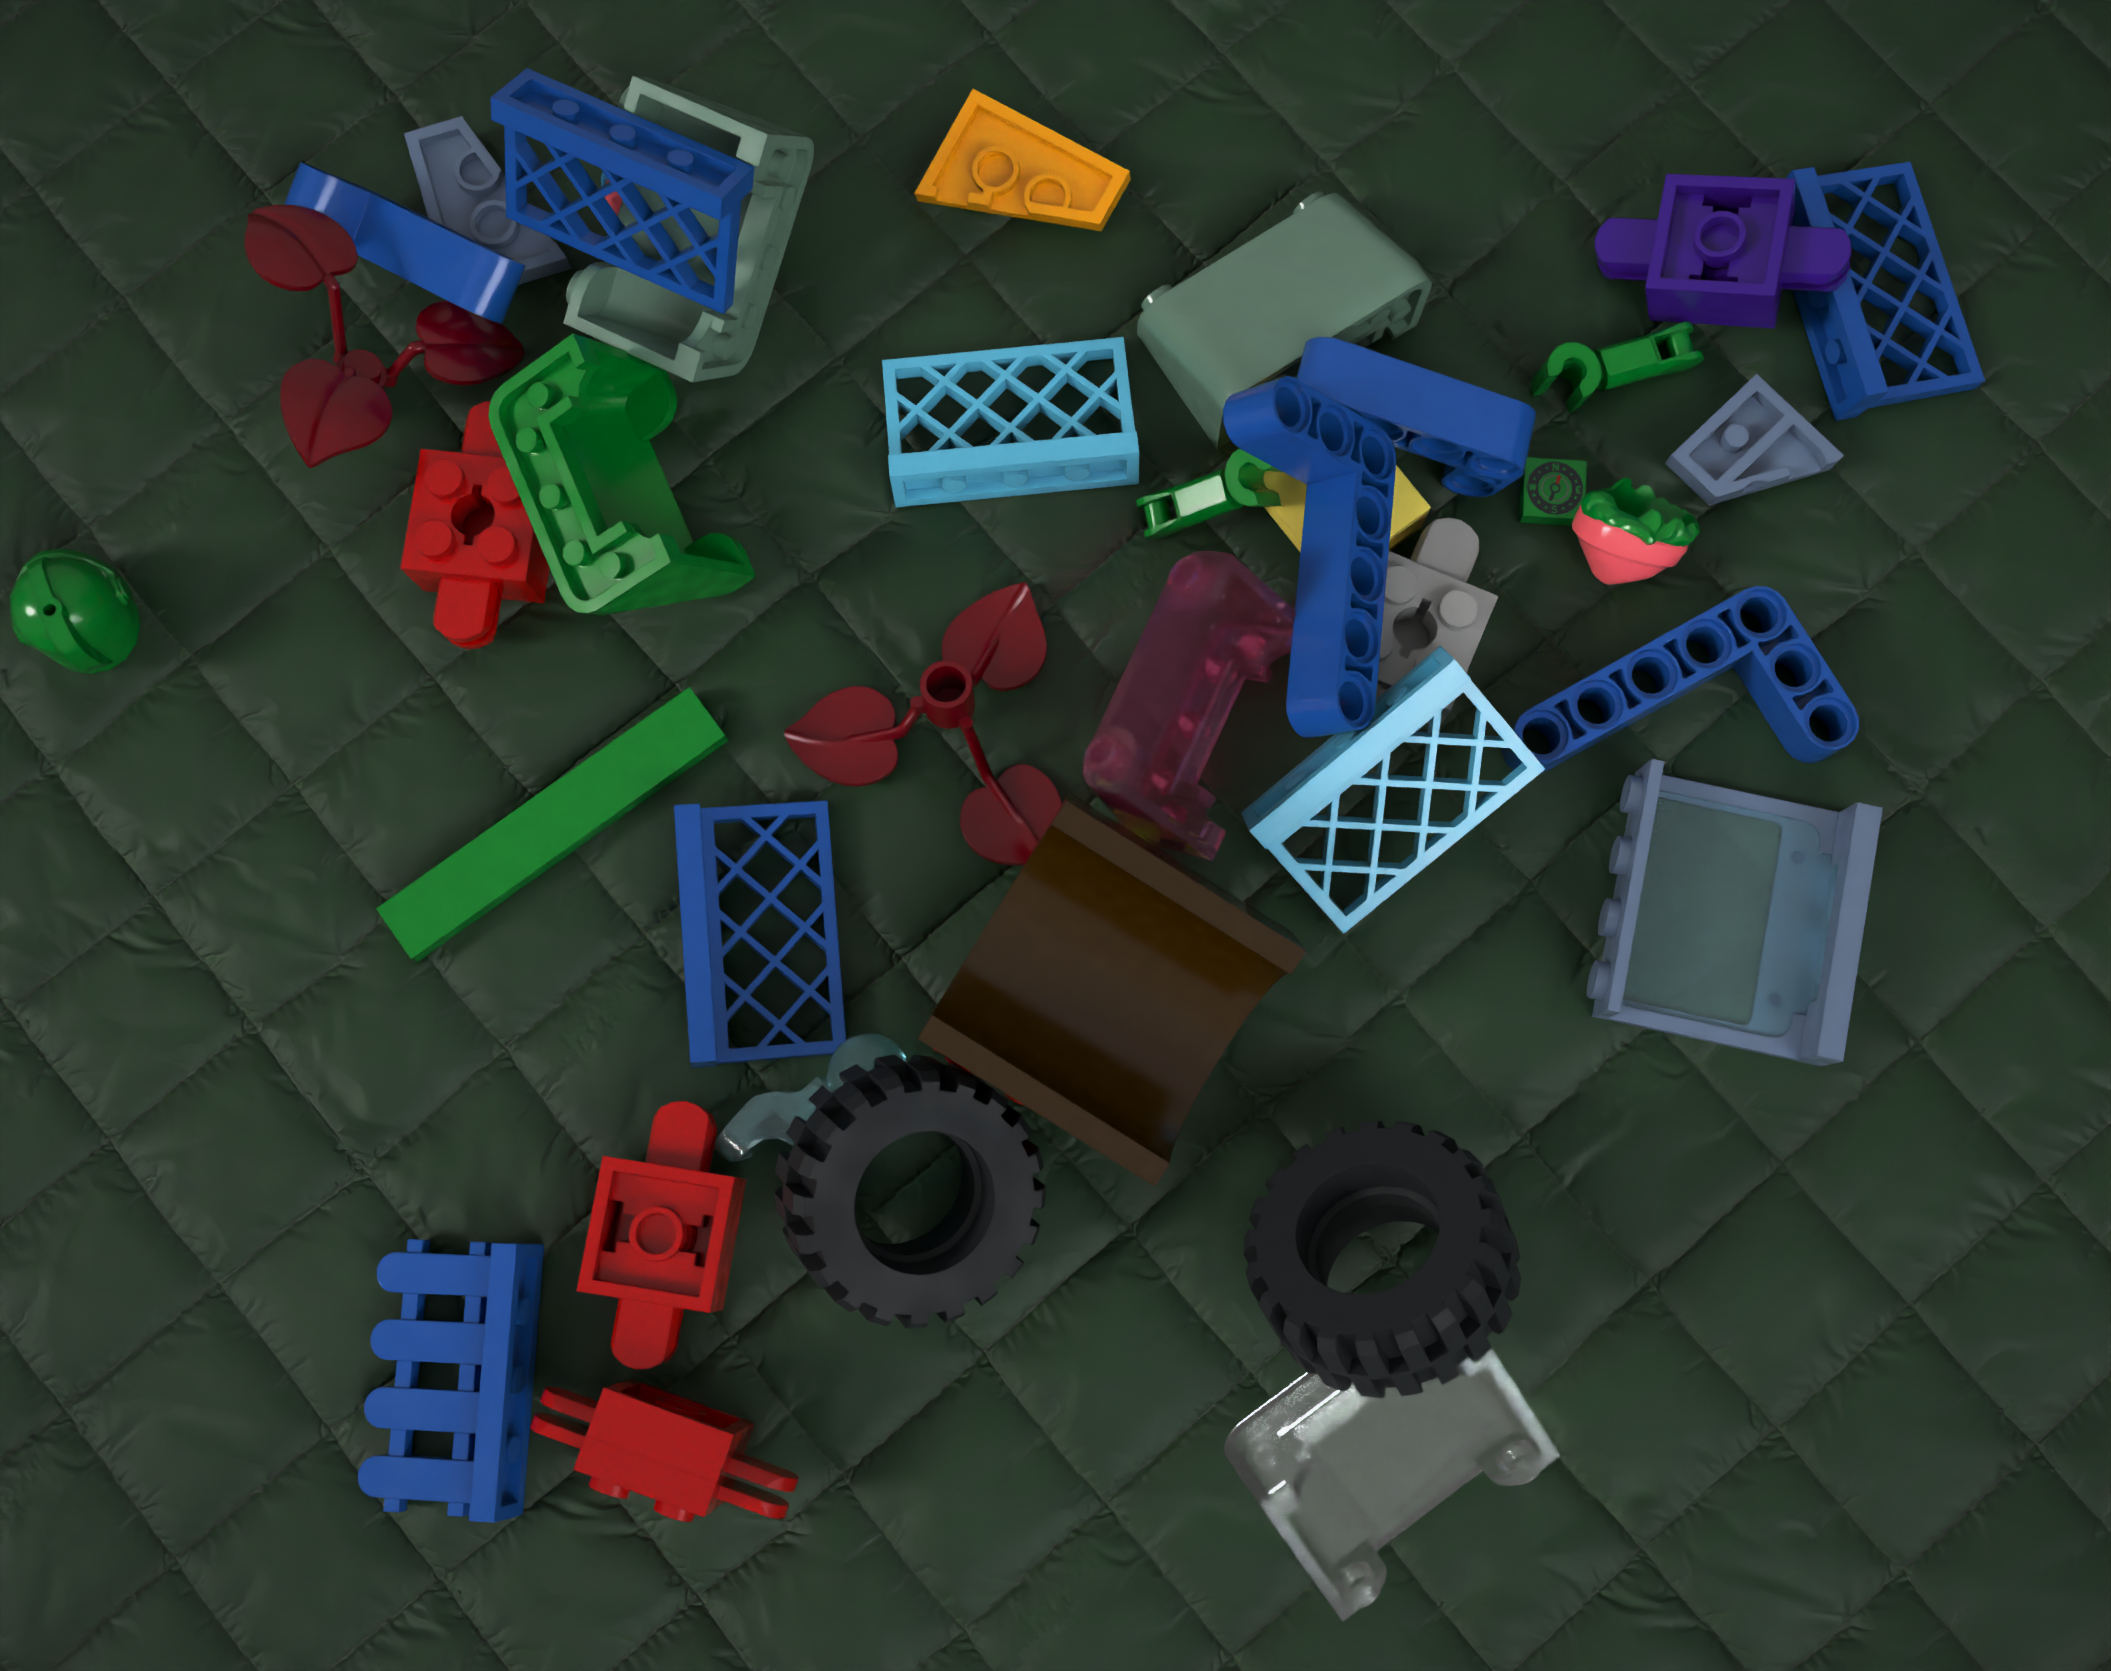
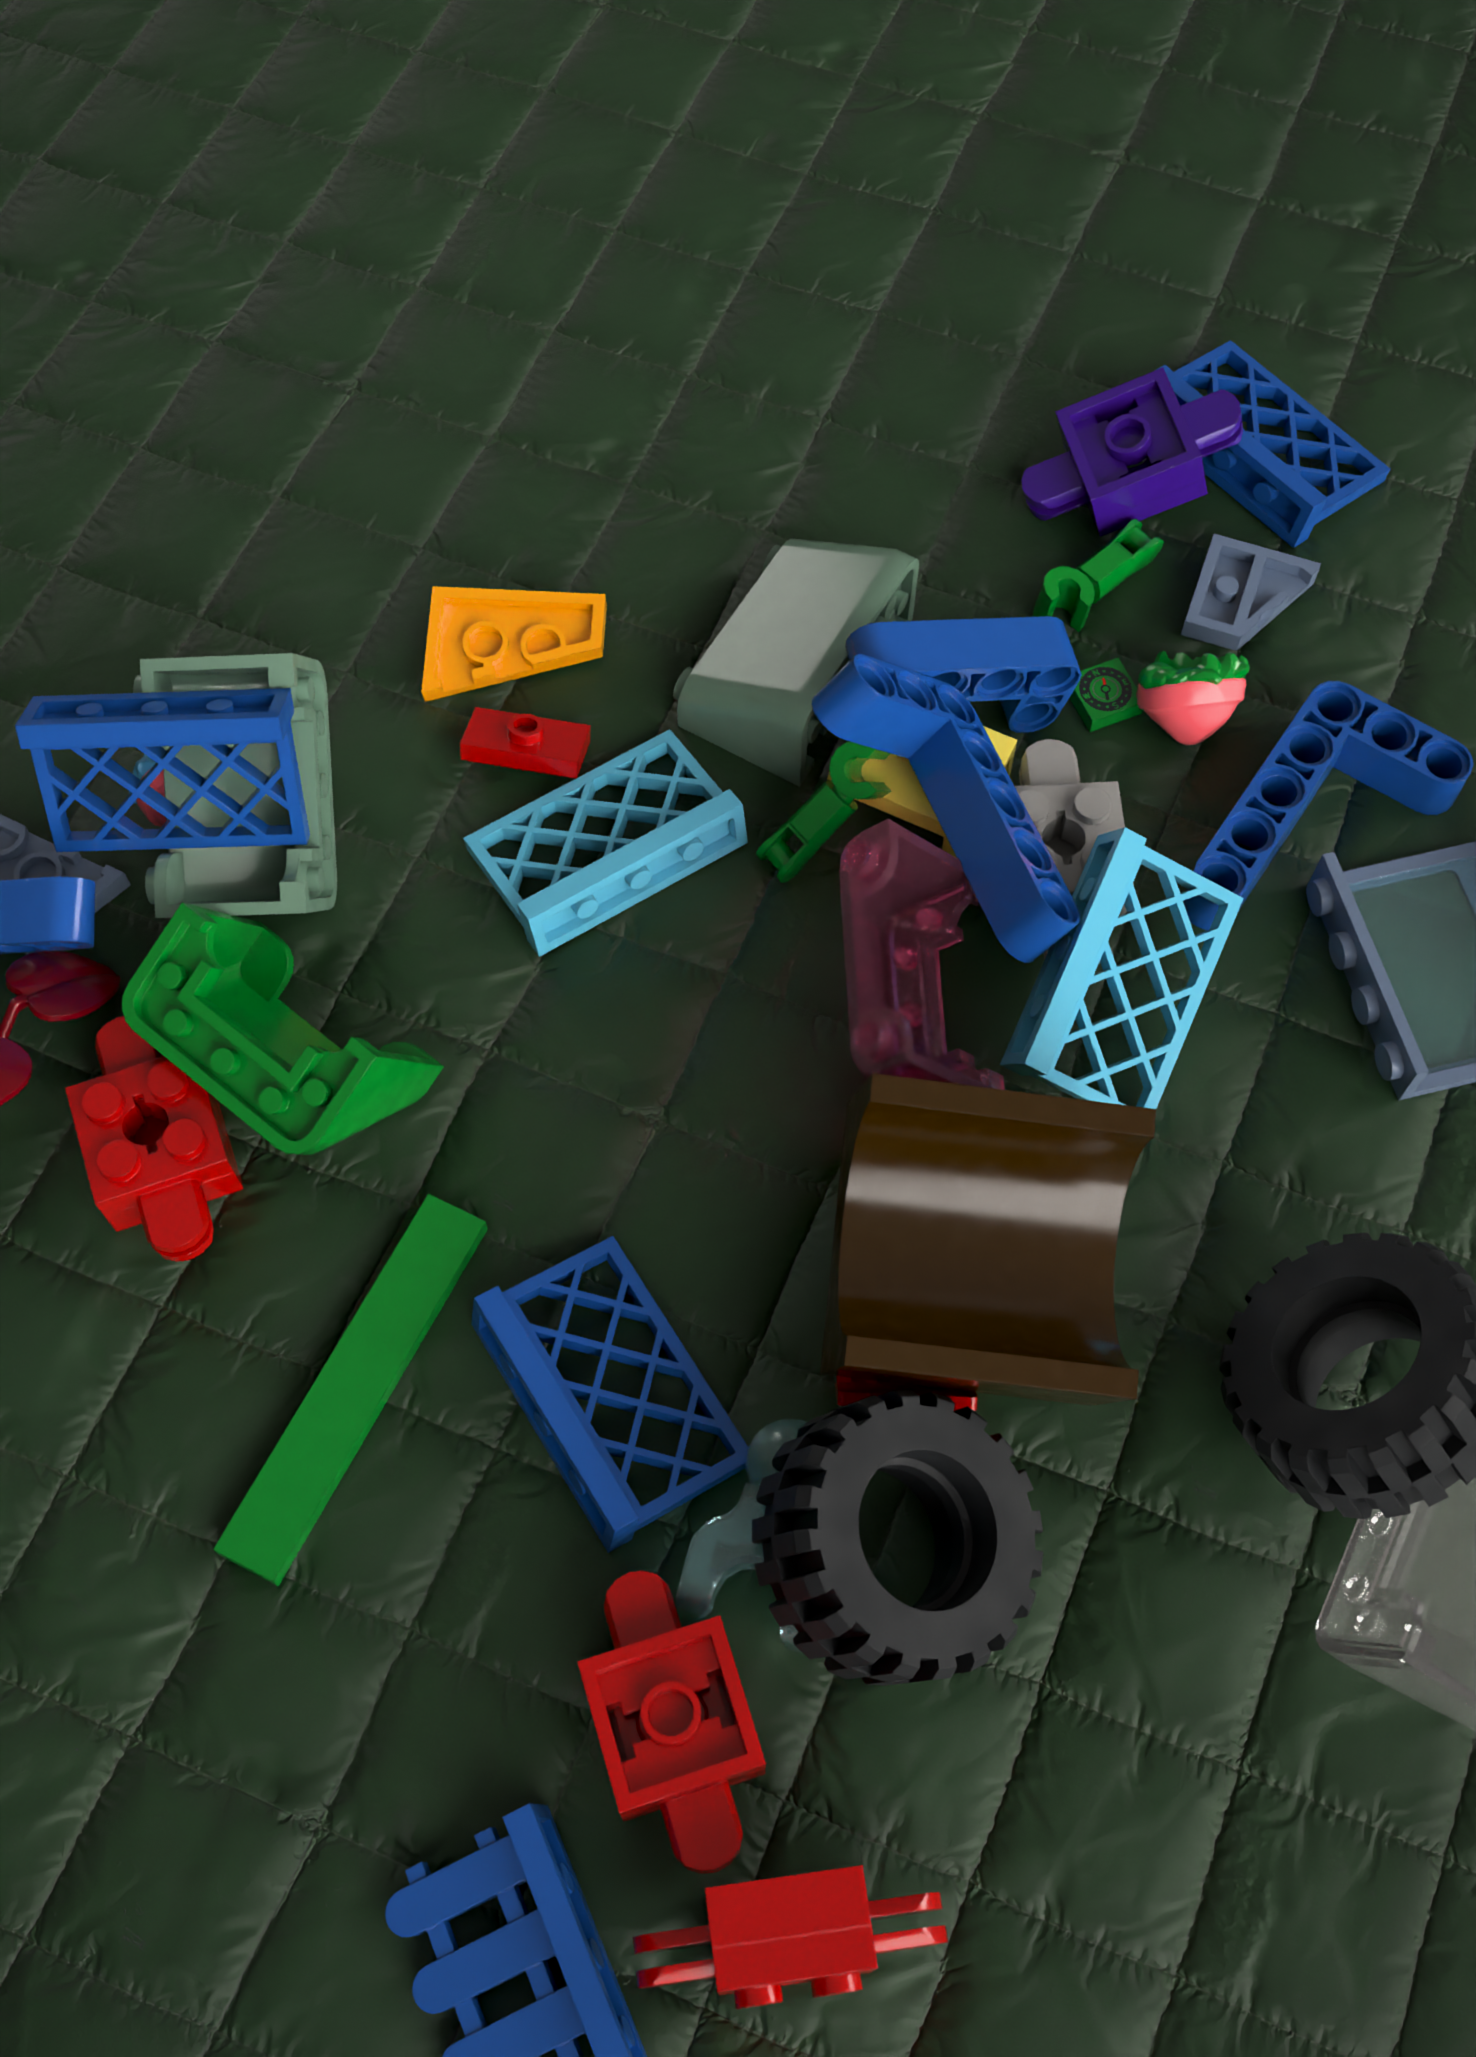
camera: 30 degrees left, 15 degrees down
(853, 729) = (689, 1032): dark red plant -> none
(984, 289) = (525, 742): none -> red plate

